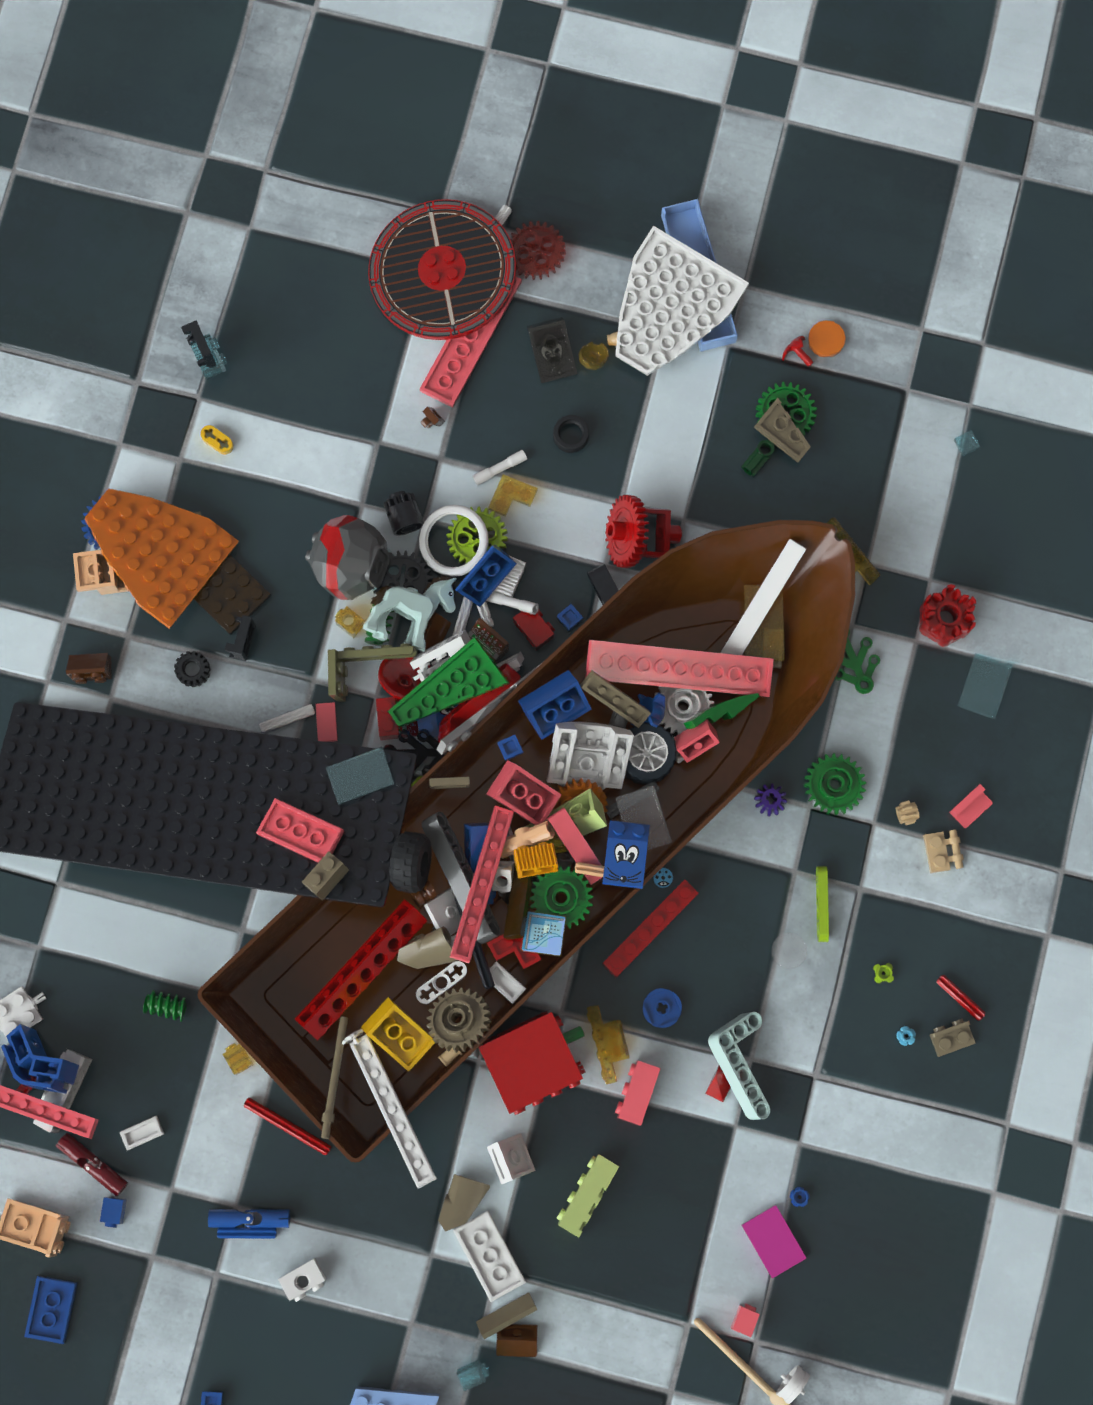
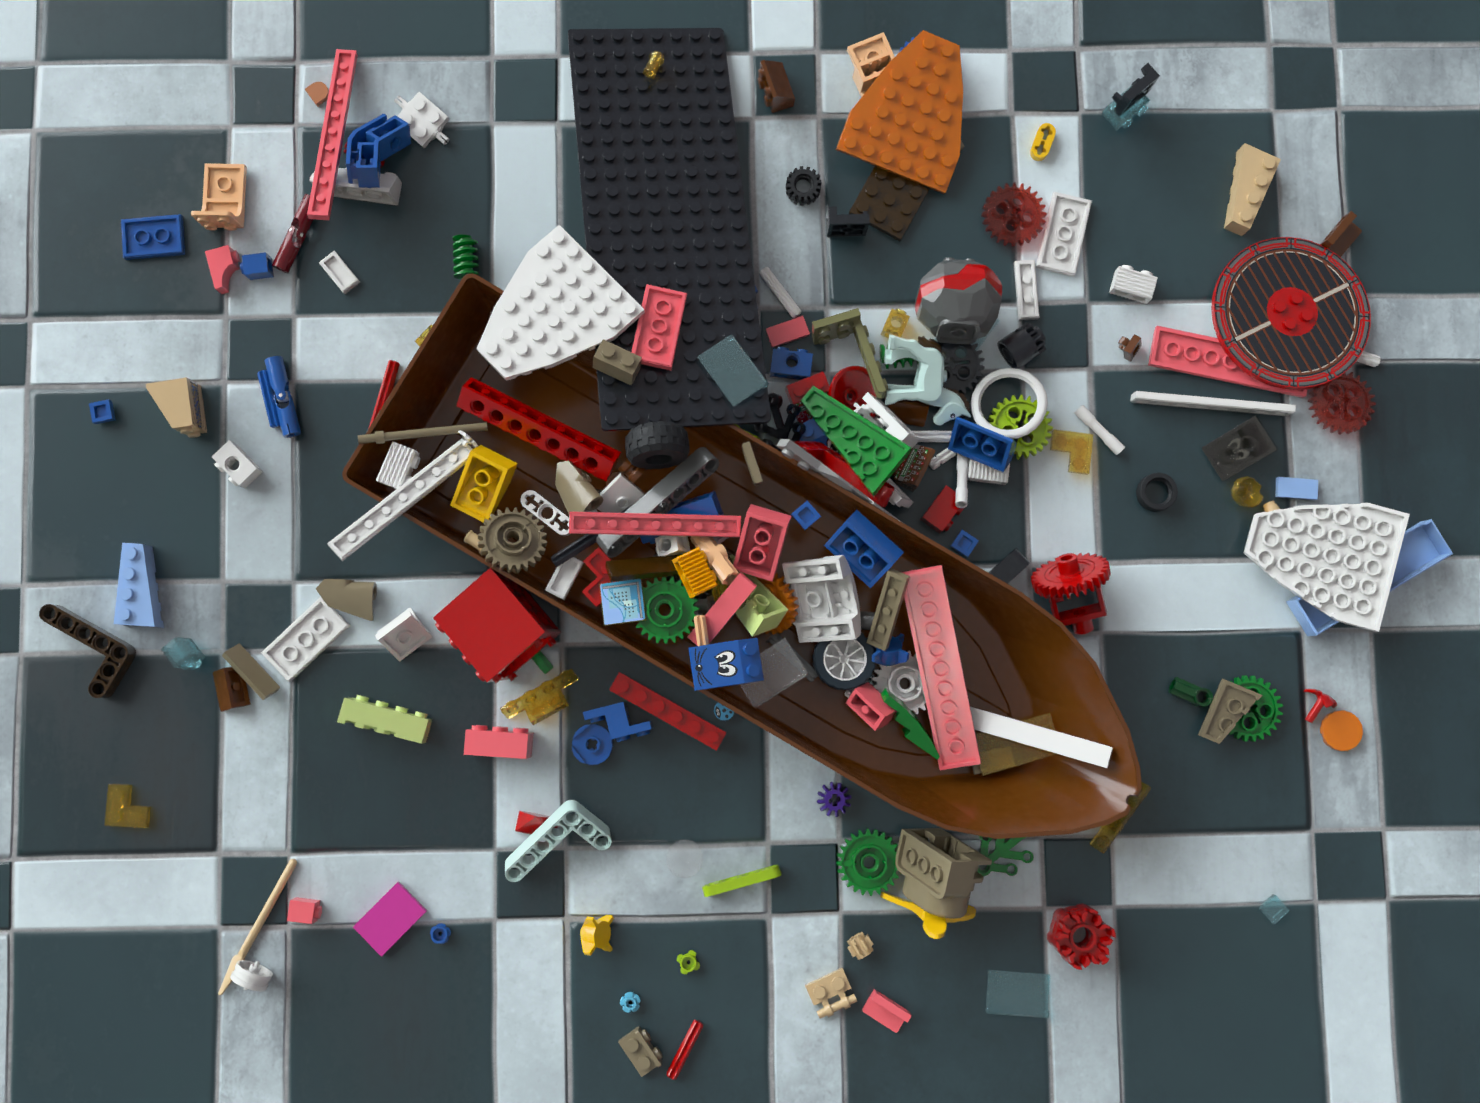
camera: 70 degrees right, 5 degrees up
(32, 770) = (655, 60): none -> clear yellow pin
(100, 1245) = (222, 264): none -> coral arch
(229, 1318) = (181, 405): none -> tan slope
(256, 921) = (555, 309): none -> white wing
(281, 501) = (1030, 207): none -> clear red gear
(309, 446) = (1063, 234): none -> white tile
(313, 268) = (1250, 183): none -> tan wedge
(351, 494) = (1026, 290): none -> white tile
(358, 1109) = (398, 465): none -> white brick
(361, 715) = (782, 370): none -> blue brick
(375, 398) = (1133, 284): none -> white brick
(384, 203) = (1342, 235): none -> reddish brown panel
(504, 362) = (1212, 403): none -> white tile
(601, 311) = (1296, 488): none -> light blue tile
(648, 975) = (618, 721): none -> blue bracket
(836, 1049) = (596, 934): none -> yellow piece
(863, 725) = (937, 877): none -> dark tan brick

